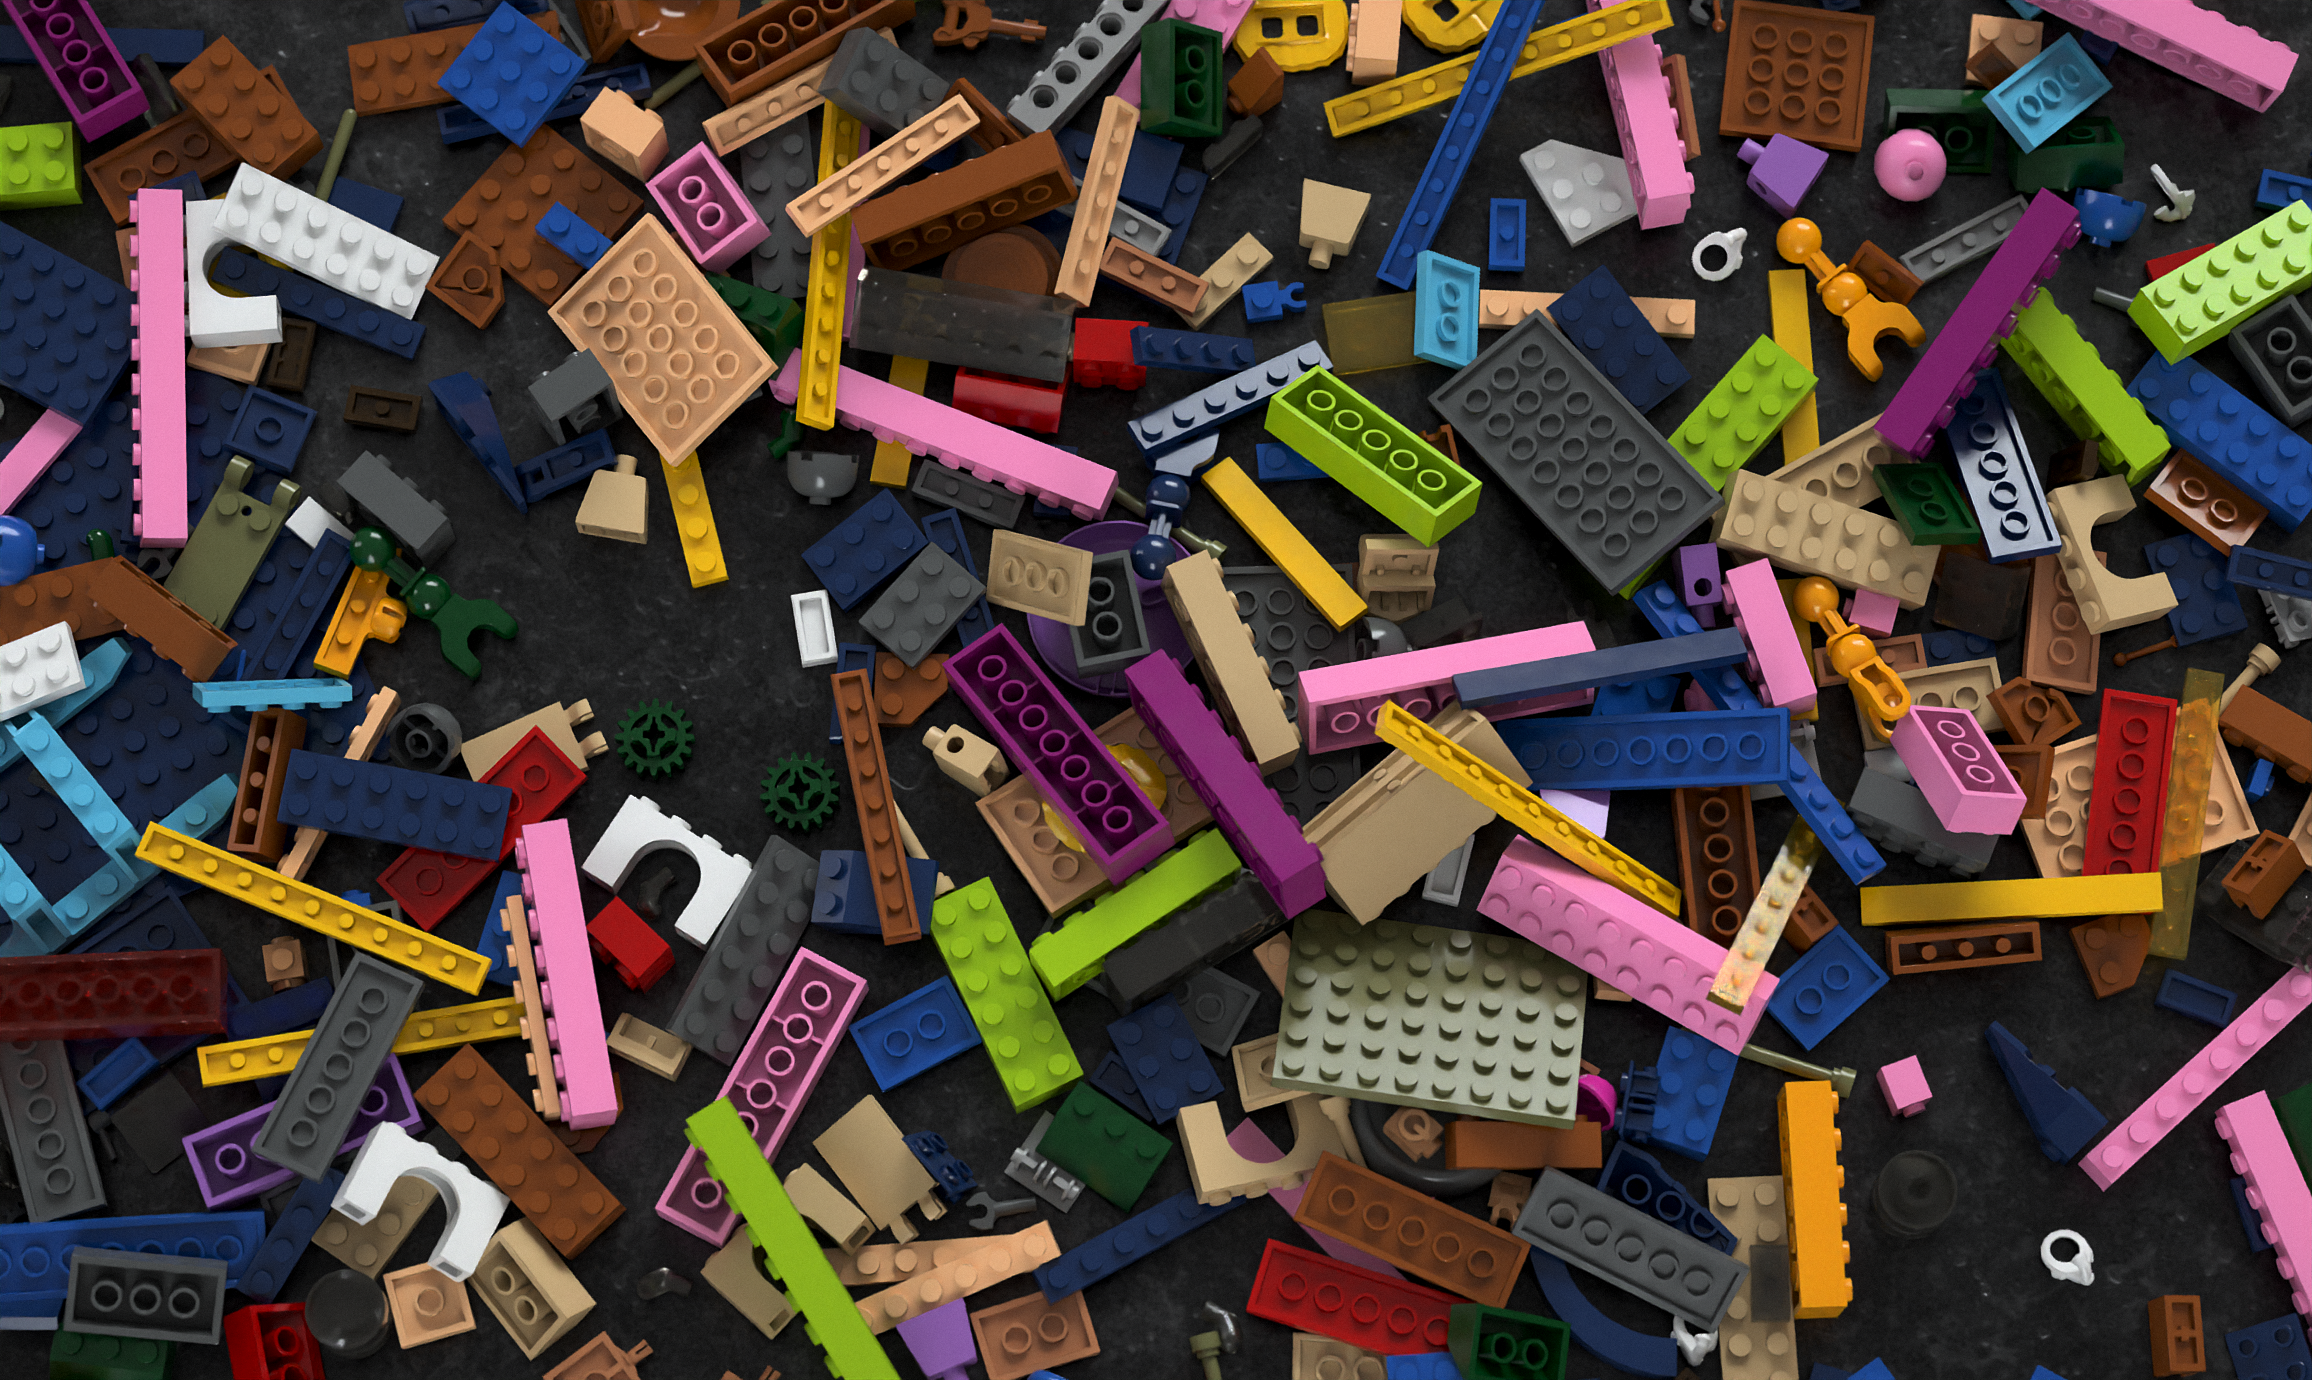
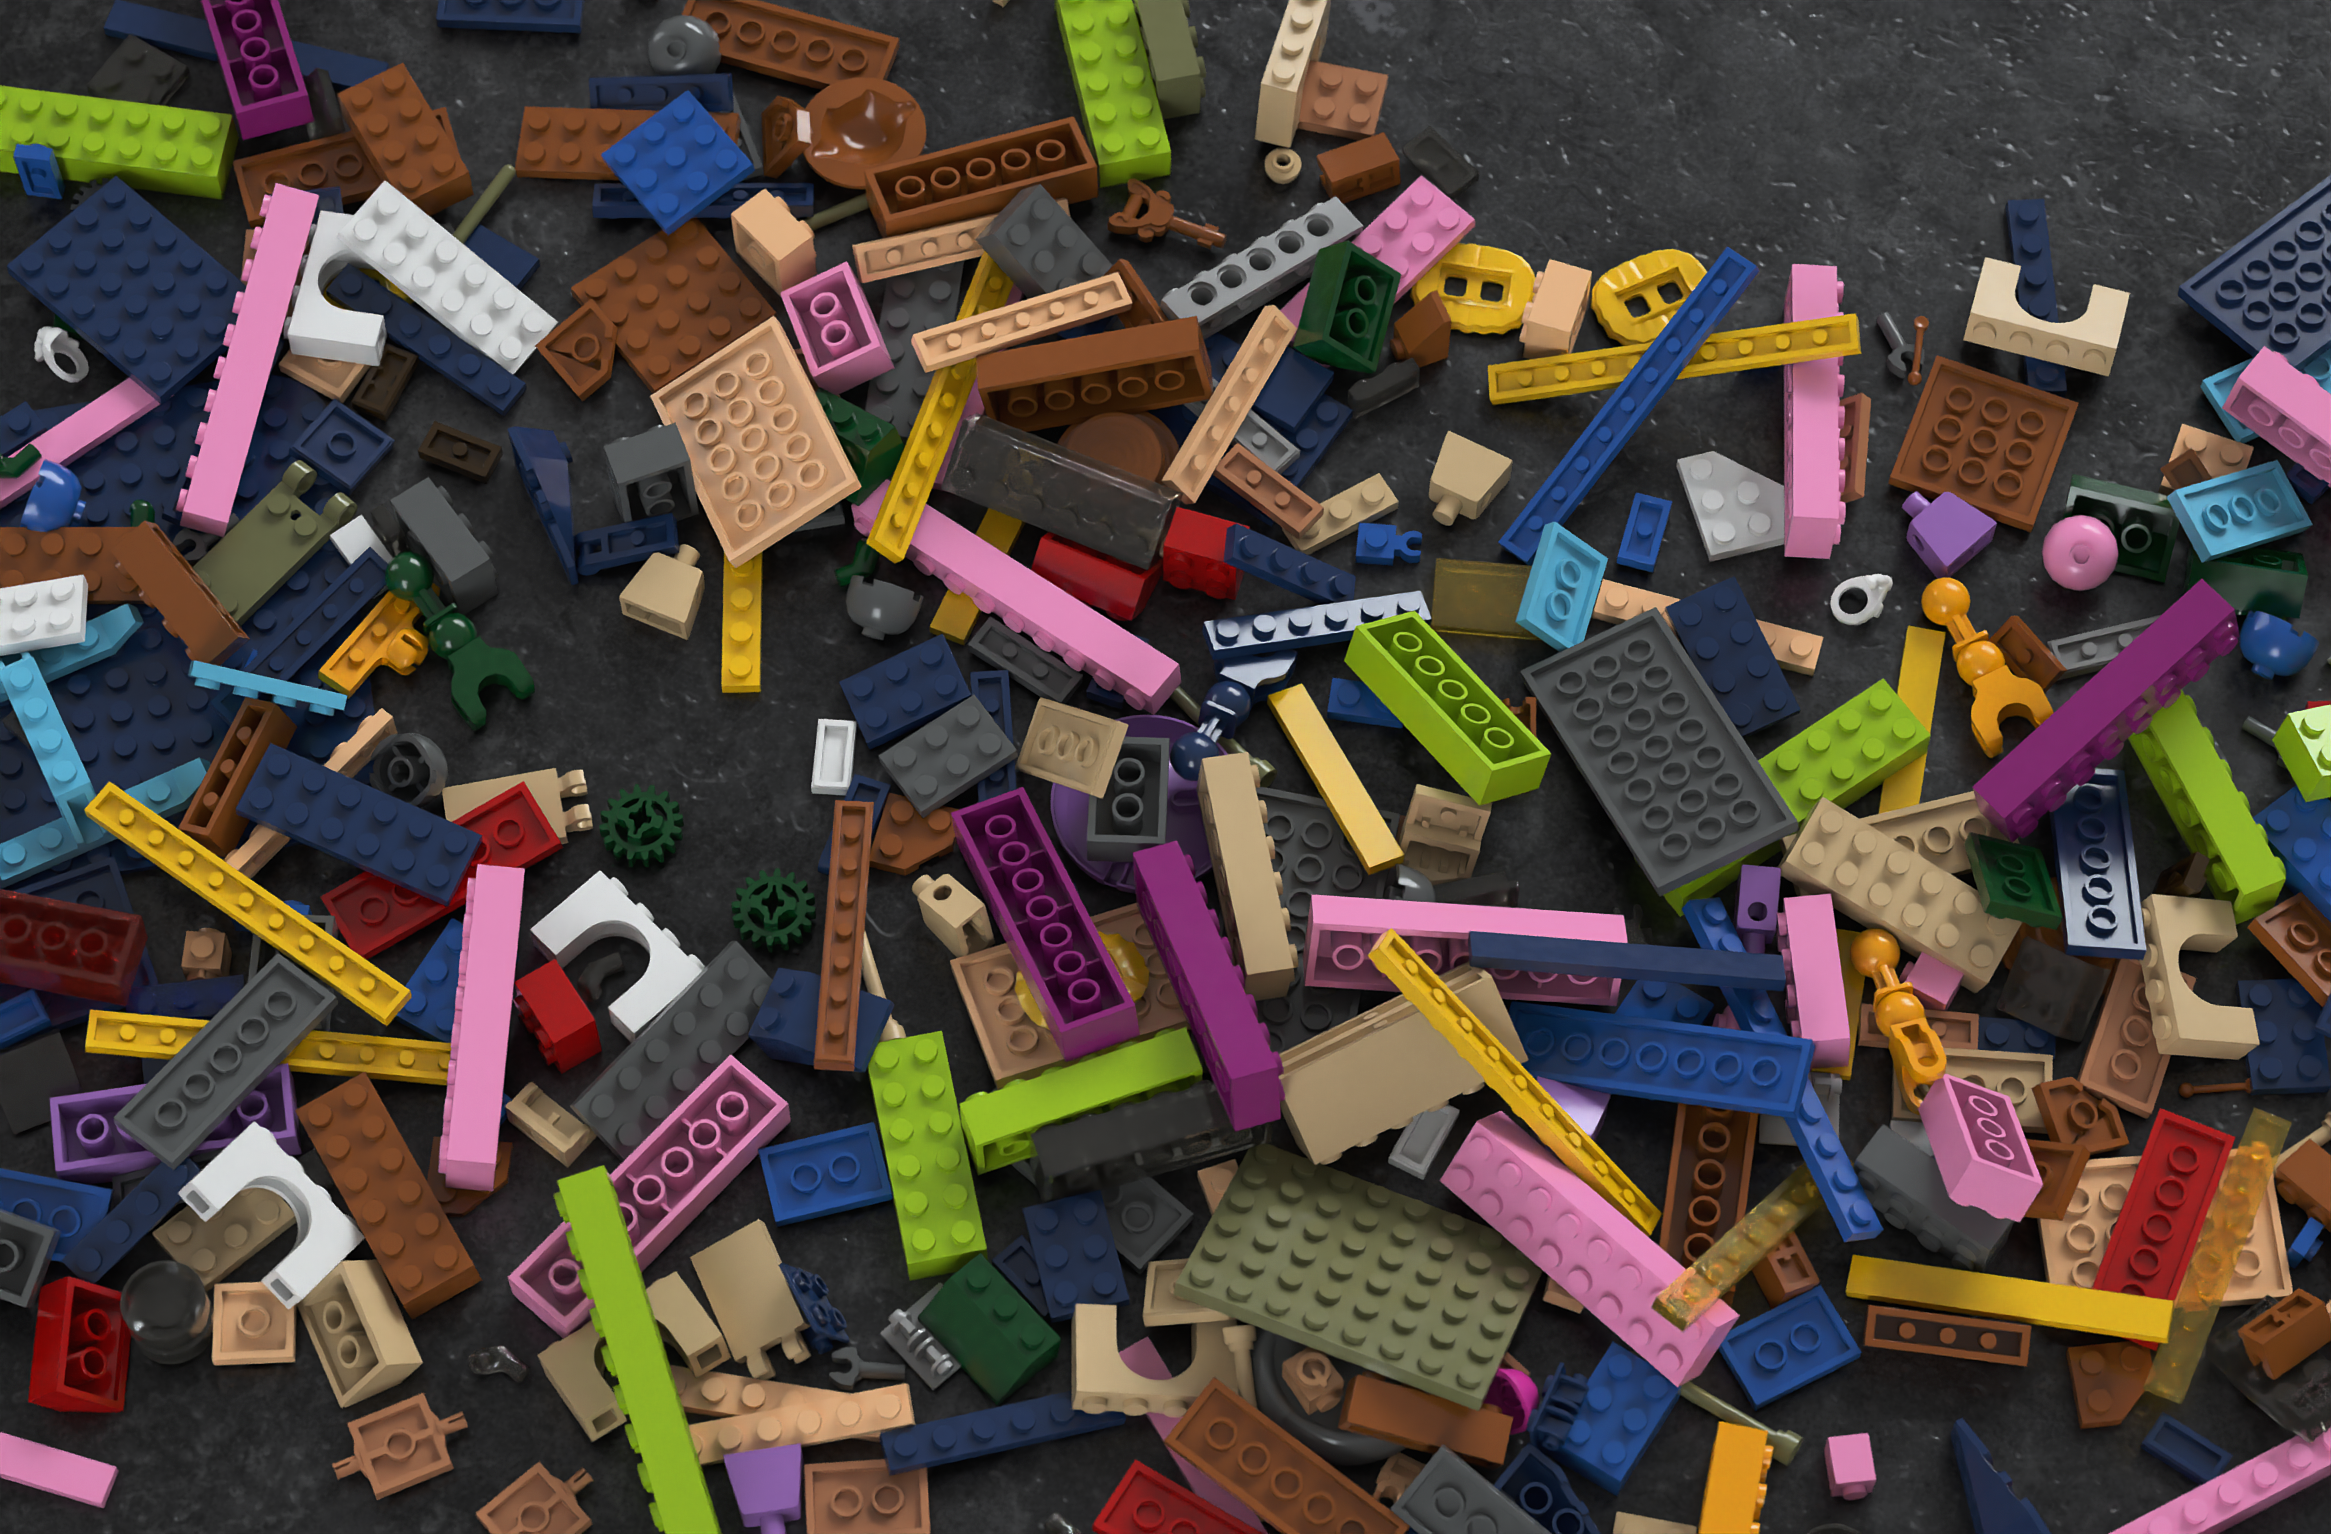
camera: 15 degrees right, 10 degrees down
(532, 1025) = (435, 1069): light nougat plate -> none
(573, 236) = (694, 327): blue plate -> none

